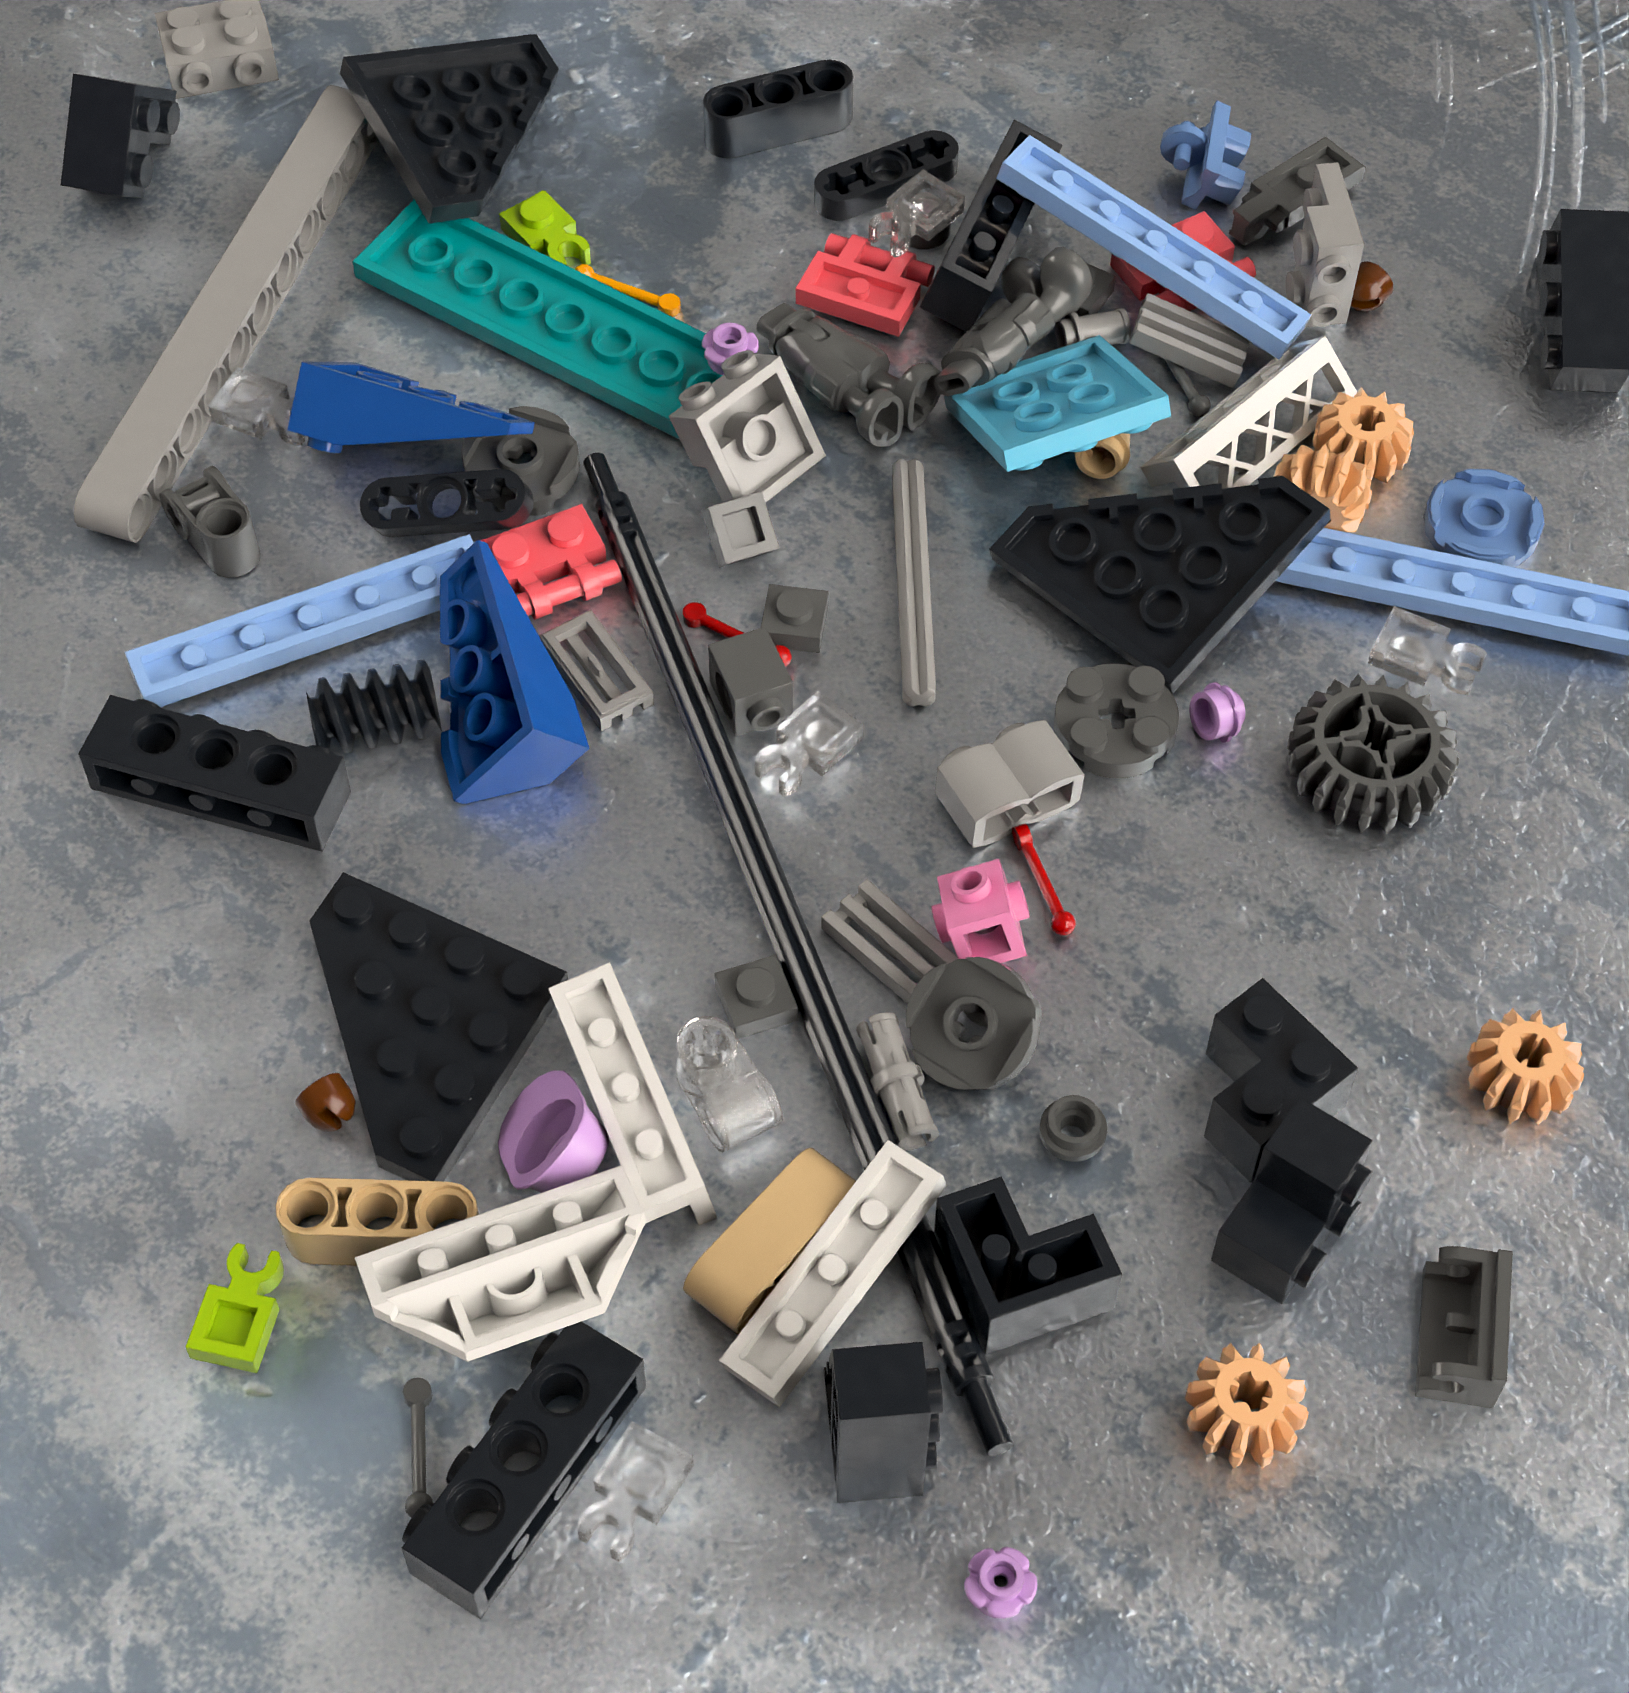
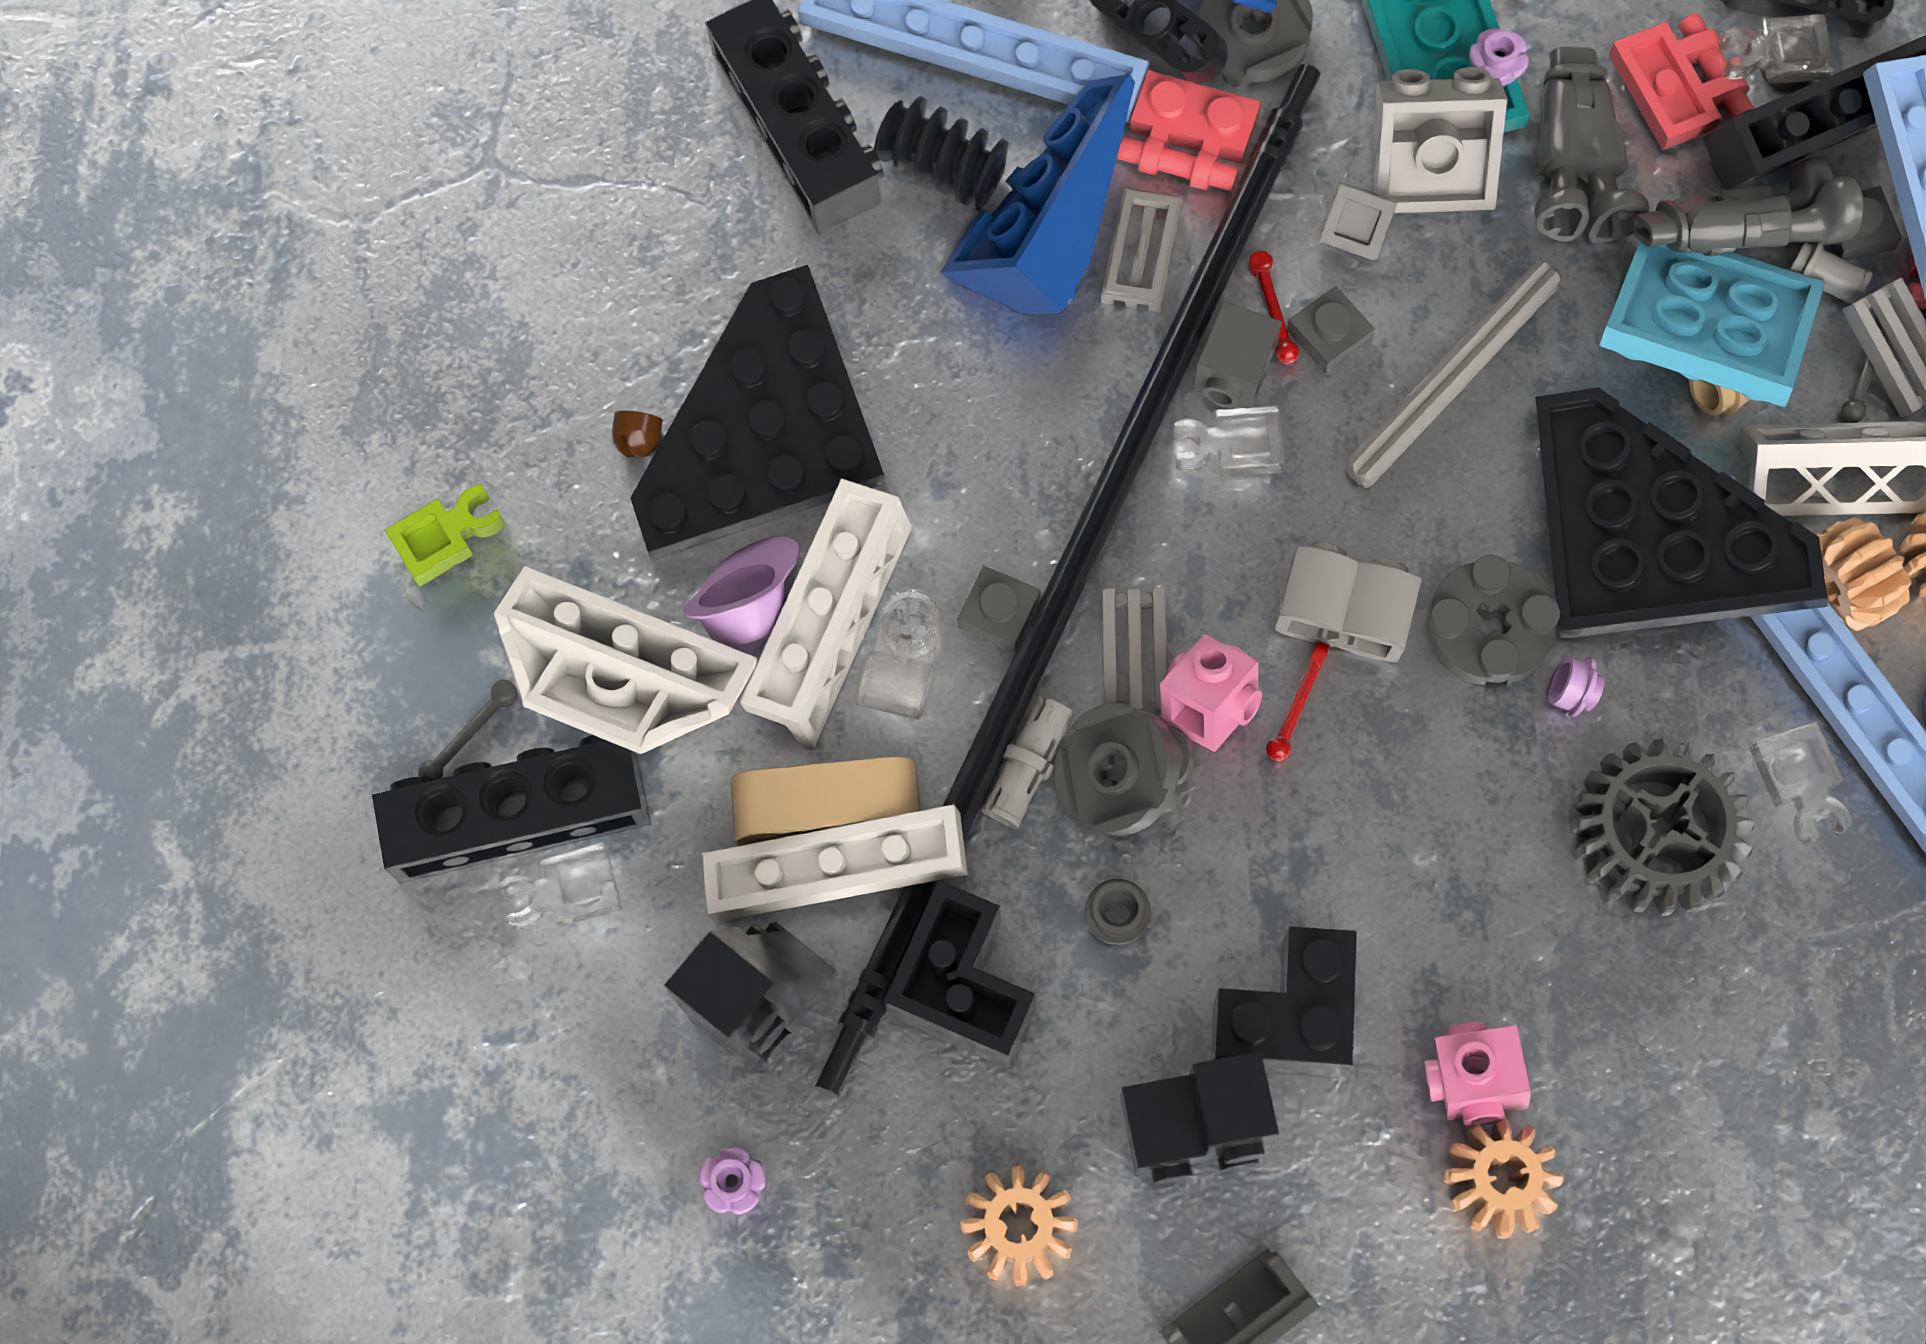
camera: 50 degrees right, 15 degrees up
(357, 1202) = (574, 526): tan beam -> none
(1438, 1006) = (1501, 1069): none -> bright pink brick

